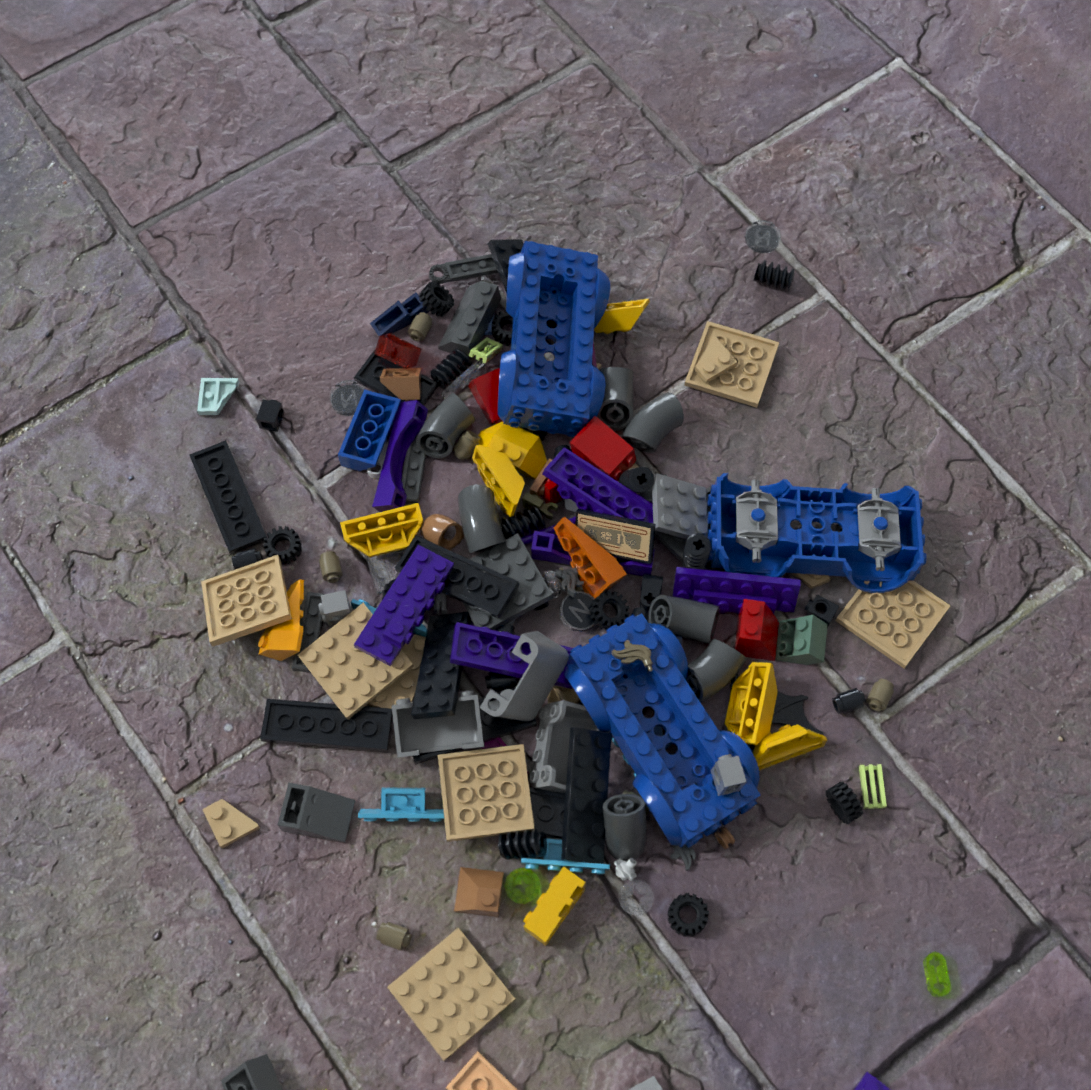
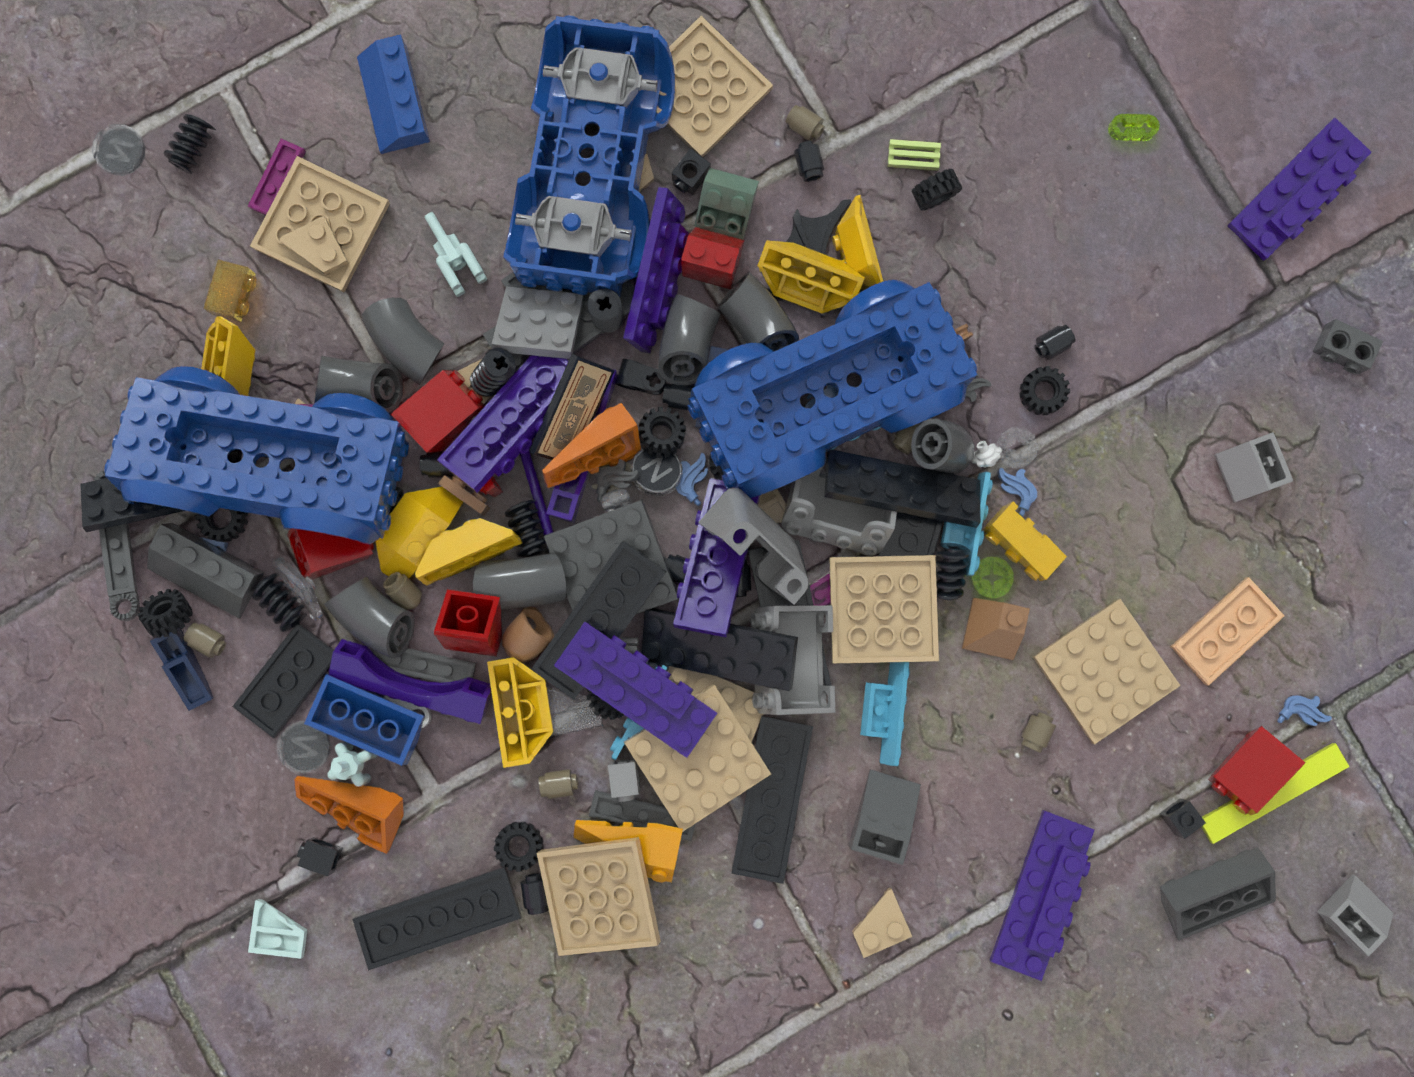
camera: 85 degrees left, 20 degrees up
(257, 955) = (1044, 896): none -> dark purple plate
(307, 435) = (364, 809): none -> orange wedge
(326, 1070) = (1182, 818): none -> black brick
(336, 422) = (350, 764): none -> light aqua plant
(397, 351) = (242, 673): clear red brick -> none
(403, 382) = (295, 670): medium nougat slope -> none
(445, 486) = (470, 623): none -> red slope
(489, 351) = (267, 559): yellowish green tile -> none
(534, 500) = (497, 508): olive plate -> none
(574, 637) = (691, 476): none -> medium blue piece
(602, 904) = (1019, 486): none -> medium blue piece
(634, 652) = (747, 403): dark tan piece -> none
(672, 312) = (230, 291): none -> clear yellow brick
(721, 451) = (453, 256): none -> light aqua plant
(728, 775) = (917, 313): light grey brick -> none
(731, 919) = (1054, 342): none -> black brick
(764, 331) = (275, 175): none -> magenta tile
(839, 400) = (392, 95): none -> blue slope

